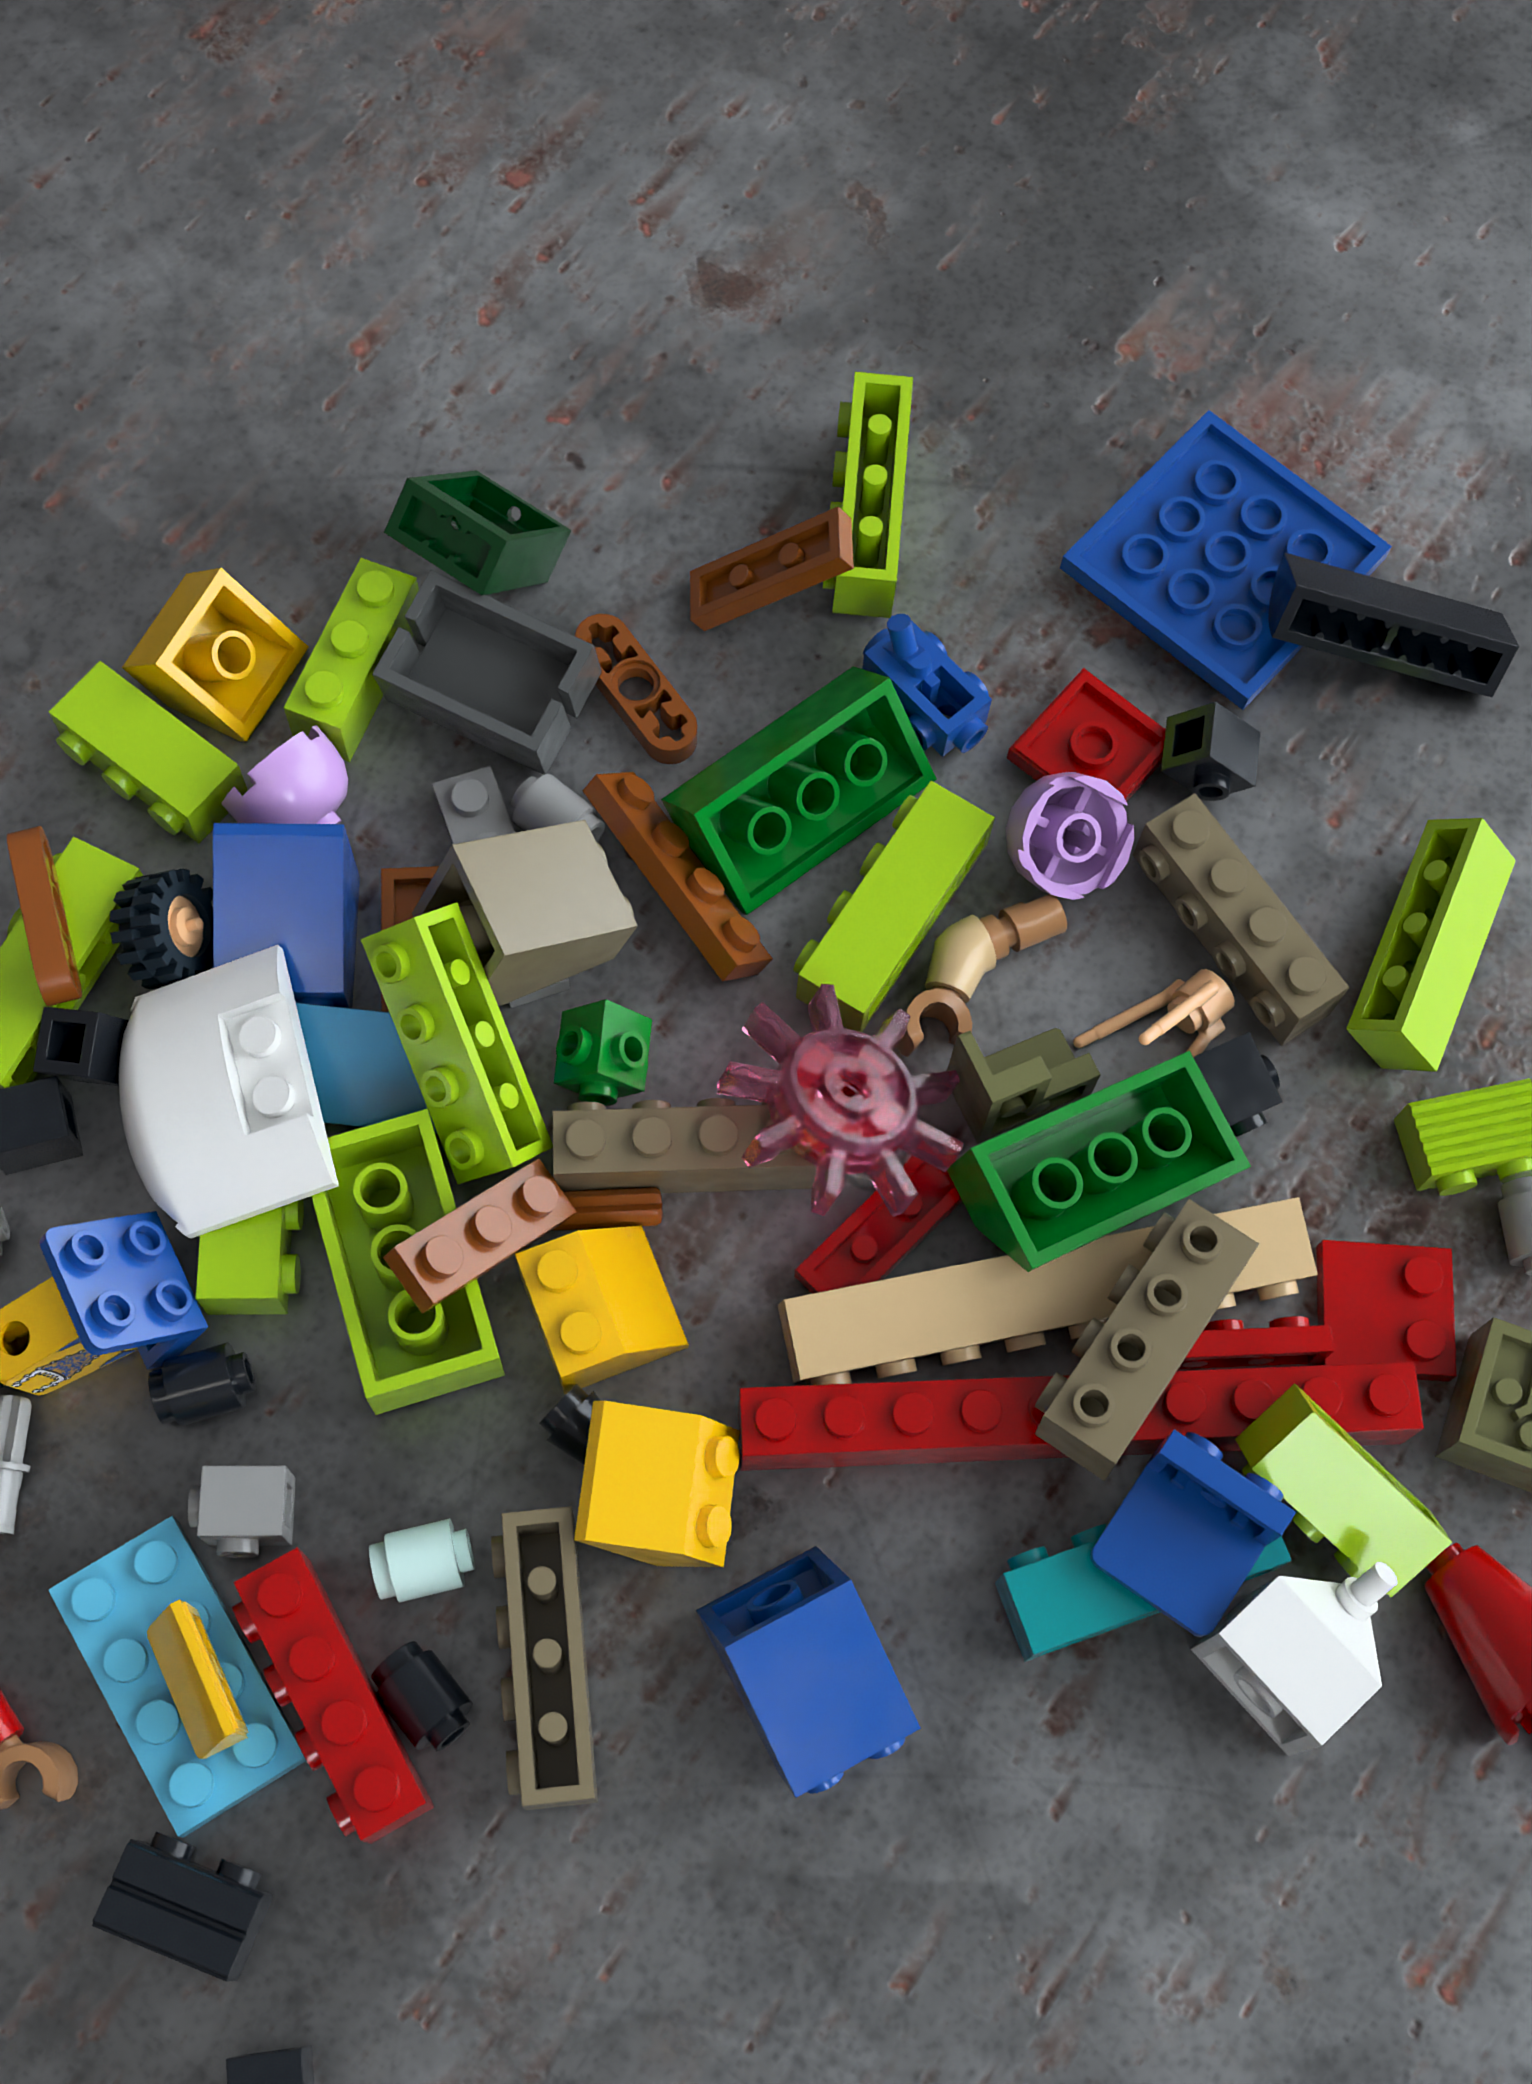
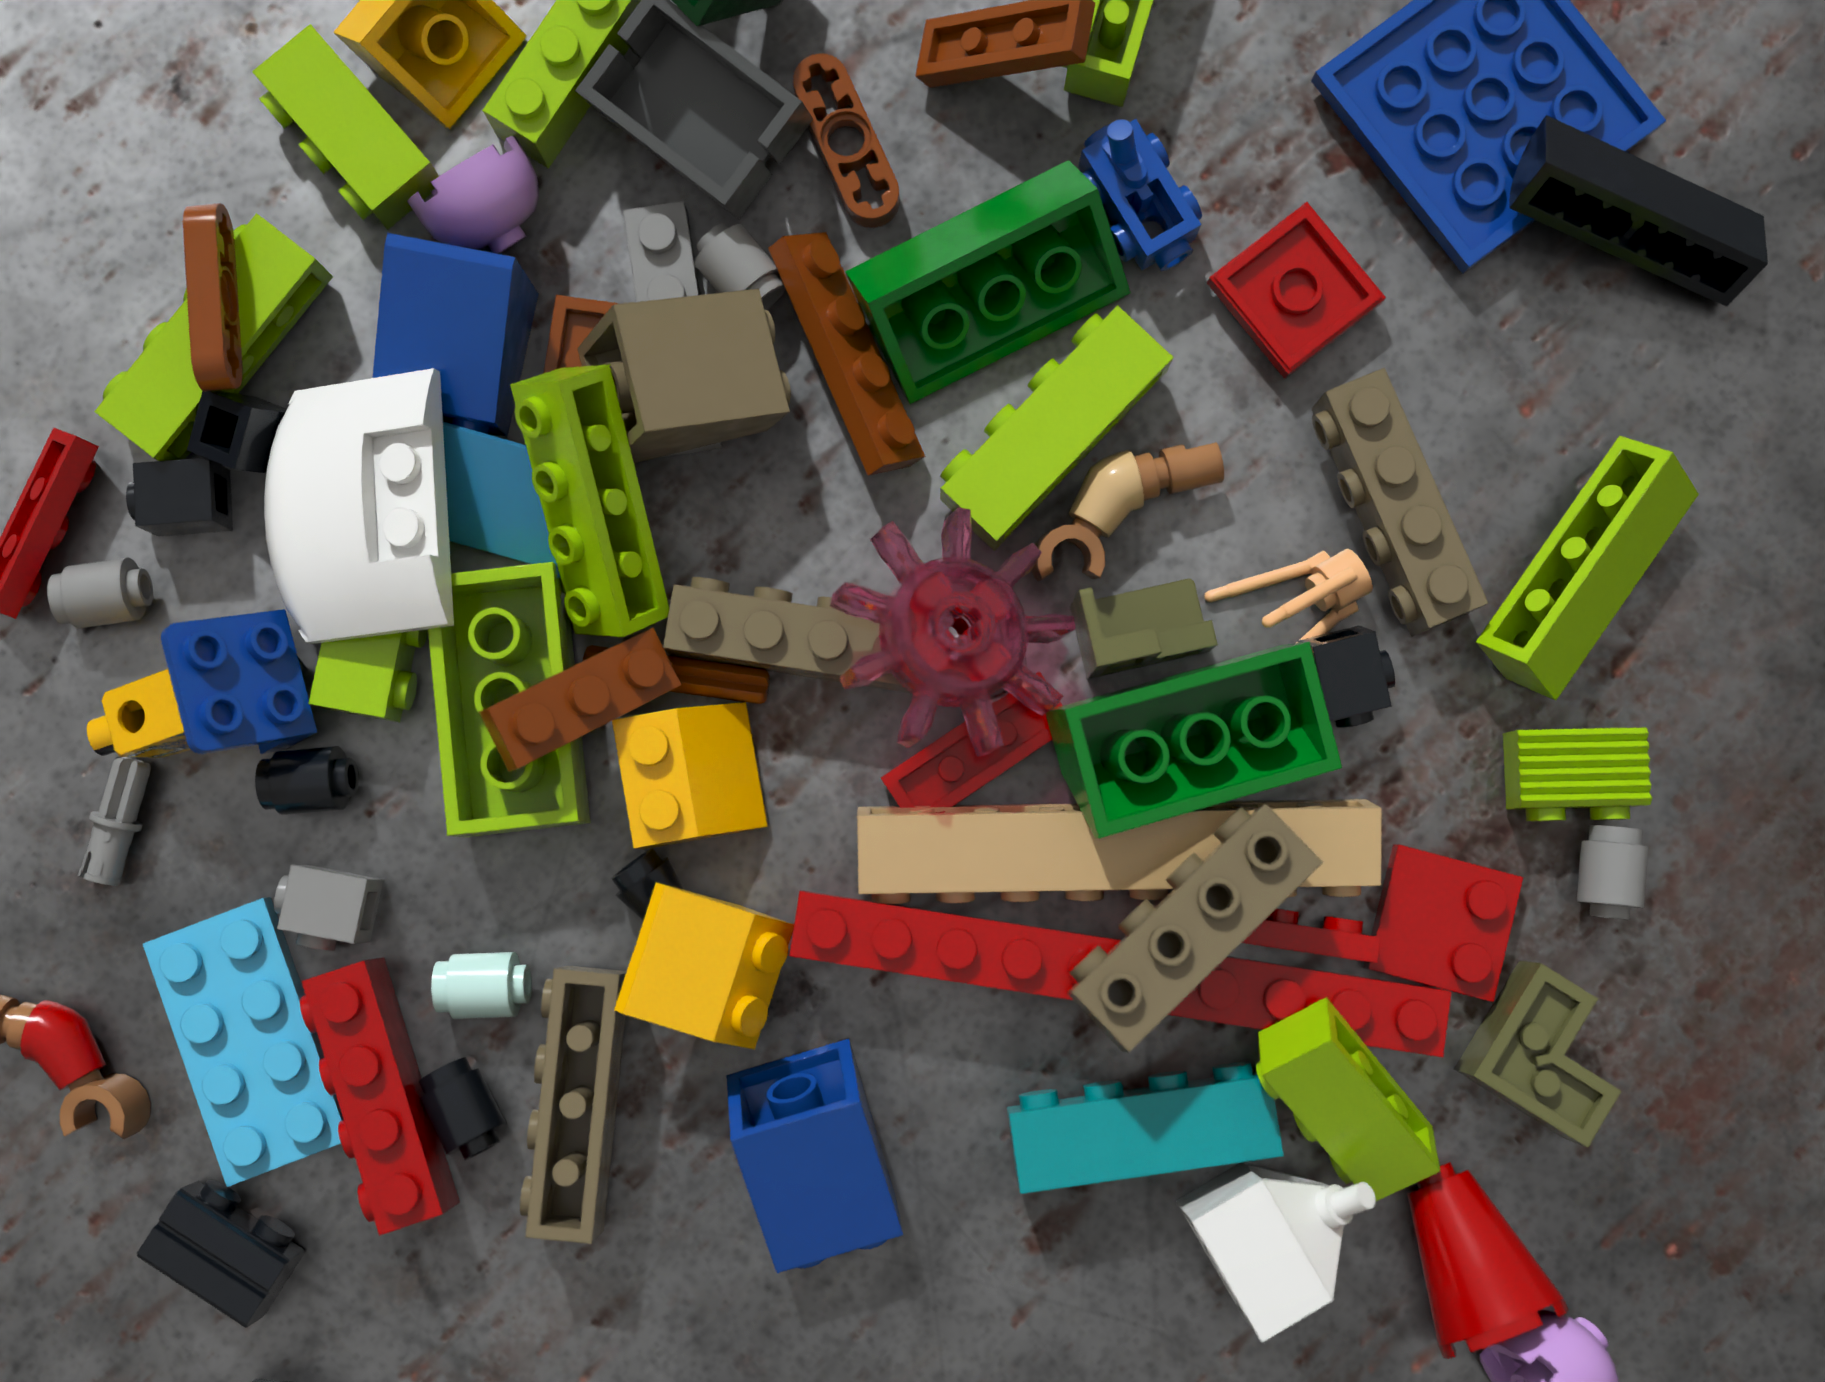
camera: 20 degrees right, 15 degrees up
(164, 927) = (331, 324): black wheel -> none
(196, 1680) = (260, 1058): yellow slope -> none
(602, 1052) = (736, 528): green brick -> none
(1069, 834) = (1246, 386): lavender cylinder -> none
(1190, 1532) = (1188, 1119): blue bracket -> none
(1211, 751) = (1414, 320): black brick -> none

